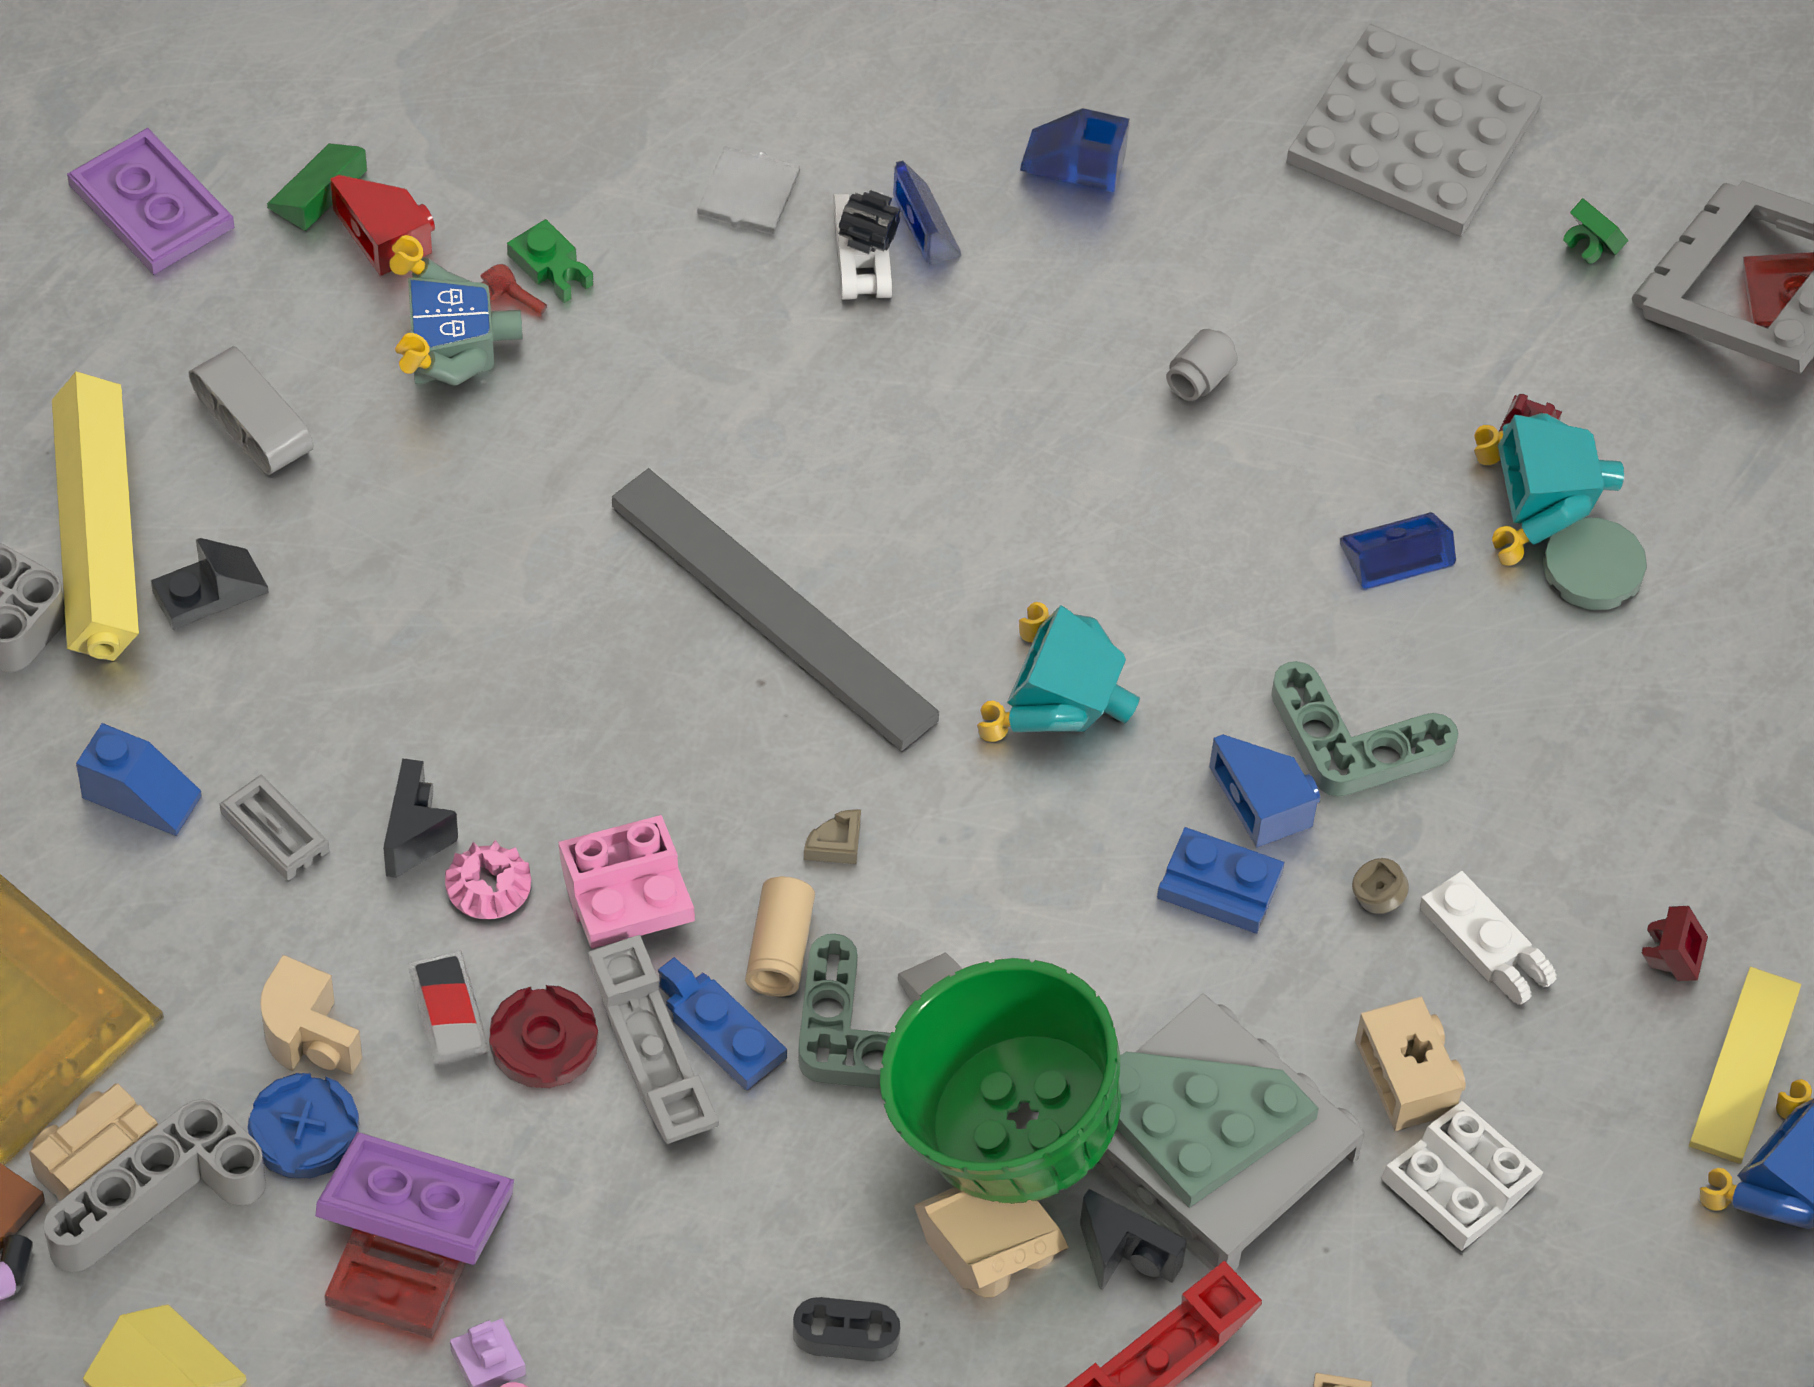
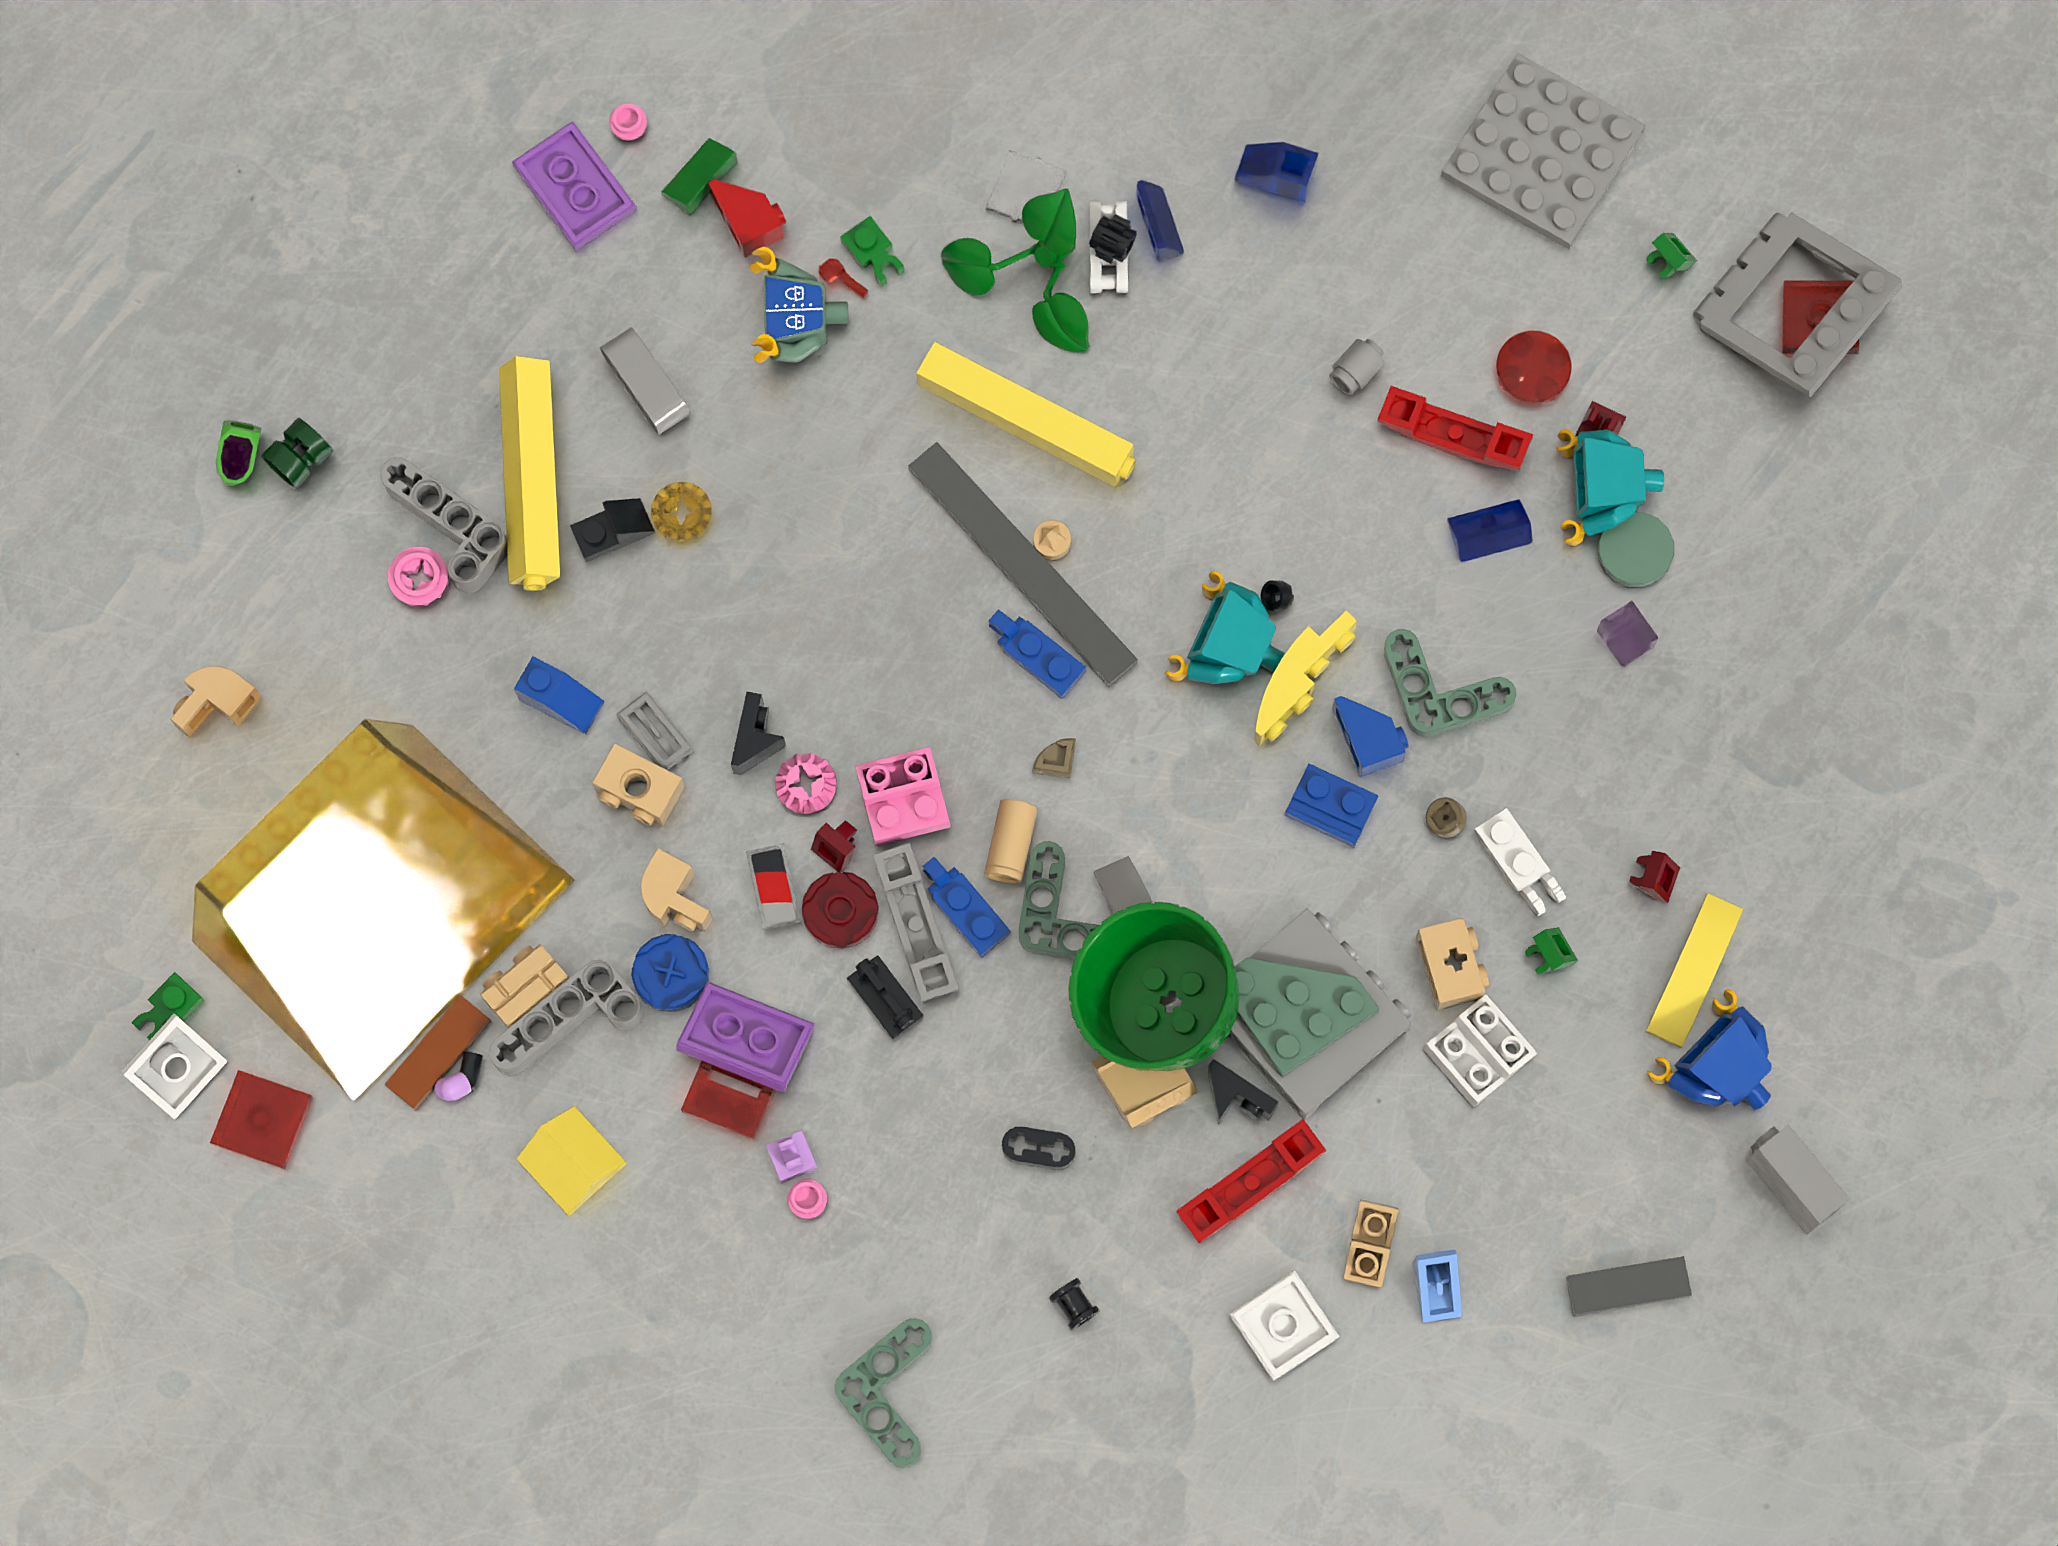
camera: 10 degrees right, 20 degrees up
(221, 126) = (628, 122): none -> bright pink plate
(237, 864) = (626, 767): none -> tan brick
(284, 553) = (669, 500): none -> clear yellow gear
(532, 950) = (835, 845): none -> dark red tile
(612, 1140) = (884, 996): none -> black hinge
(767, 432) = (1026, 415): none -> light yellow brick
(783, 183) = (1053, 223): none -> green plant
(800, 711) = (1037, 653): none -> blue hinge
(812, 577) = (1052, 539): none -> tan tile
(1125, 623) = (1274, 588): none -> black hinge
(1156, 719) = (1289, 686): none -> light yellow slope
(1336, 439) = (1453, 432): none -> red slope
(1433, 362) = (1533, 366): none -> clear red dish
(1549, 1040) = (1554, 949): none -> green tile
(1598, 656) = (1627, 634): none -> clear purple panel

